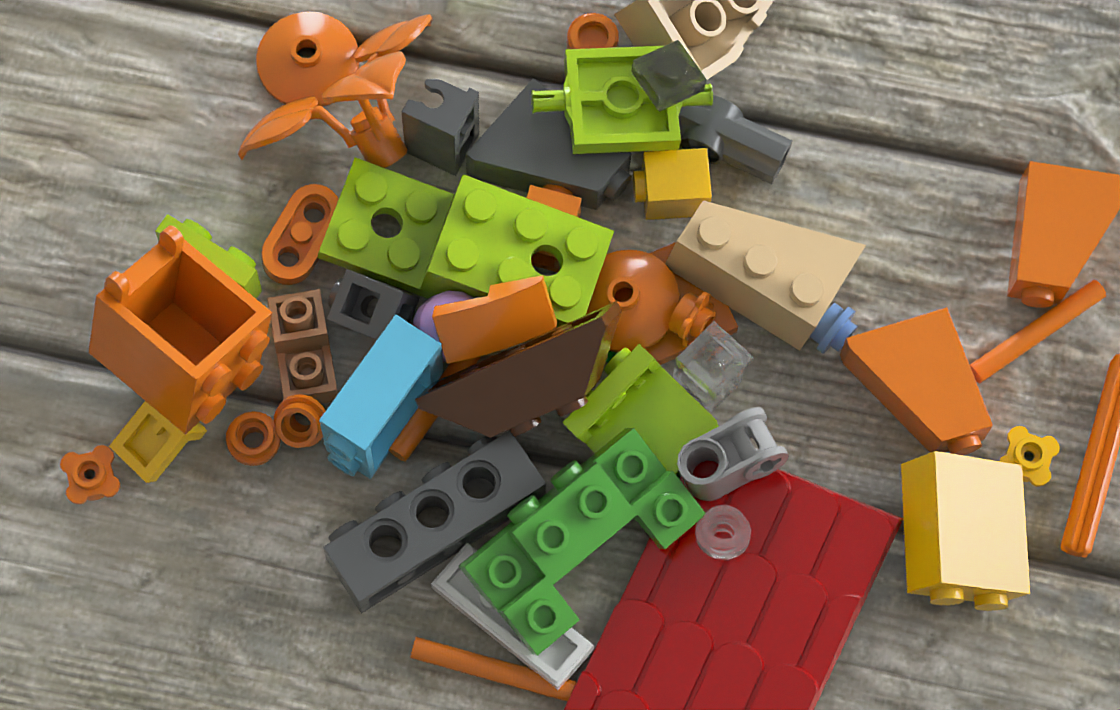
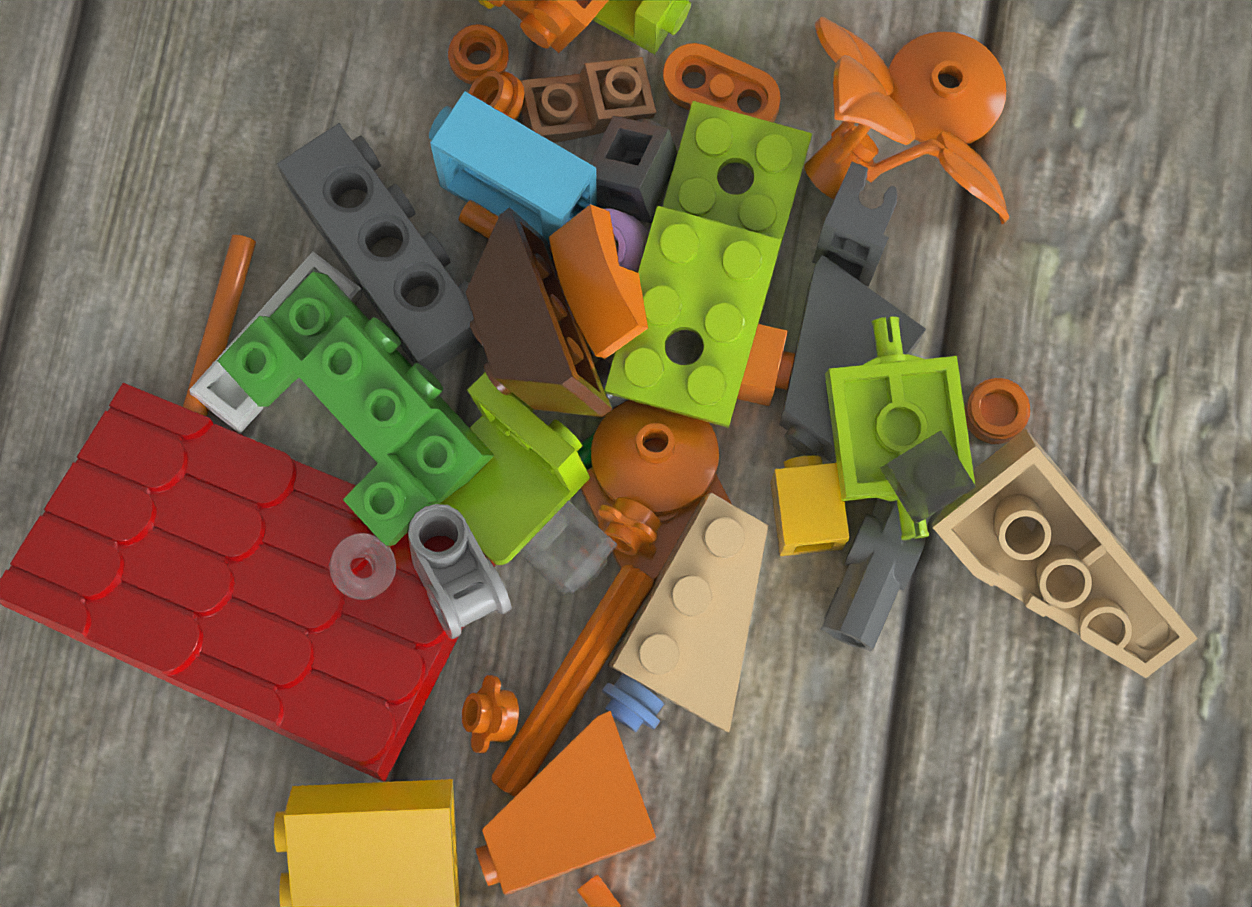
camera: 90 degrees right, 5 degrees up
(814, 375) = (572, 680): none -> orange axle
(842, 442) = (490, 714): none -> orange plate

